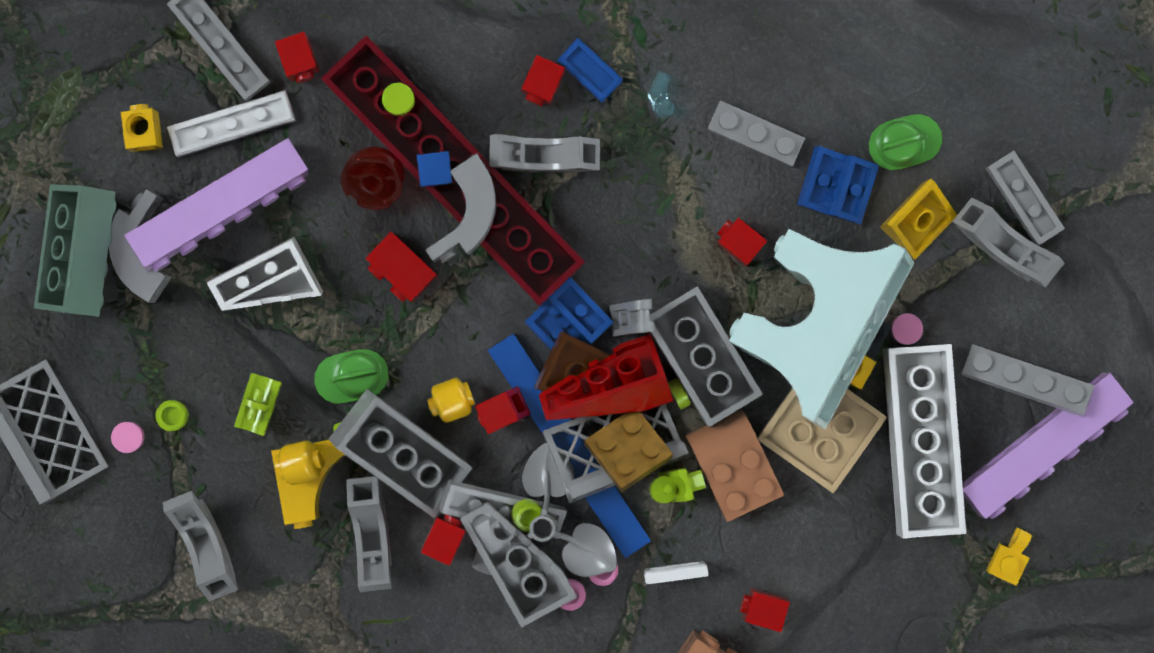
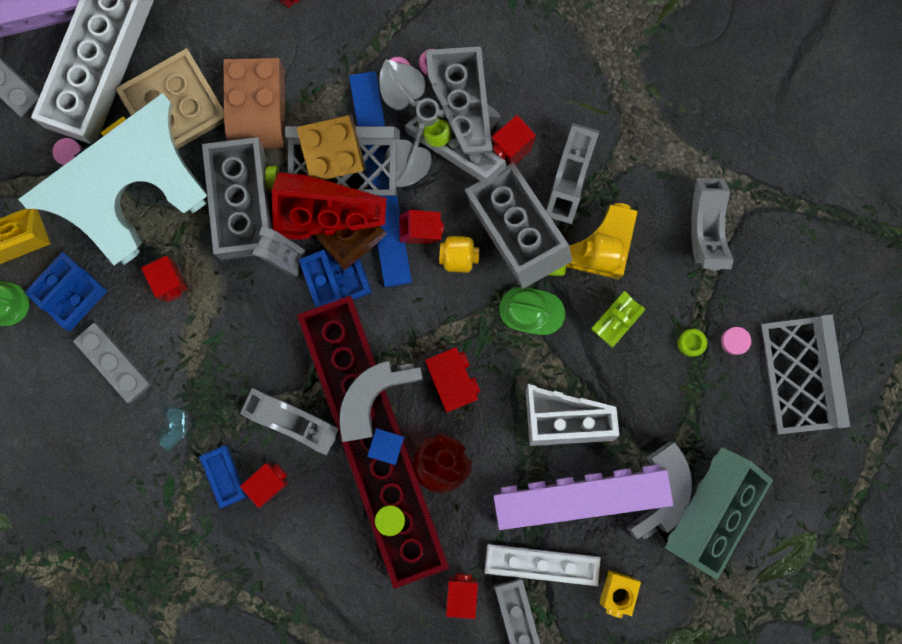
camera: 165 degrees left, 5 degrees down
(675, 572) = (340, 41): white tile -> none
(676, 485) = (305, 104): lime hips -> none

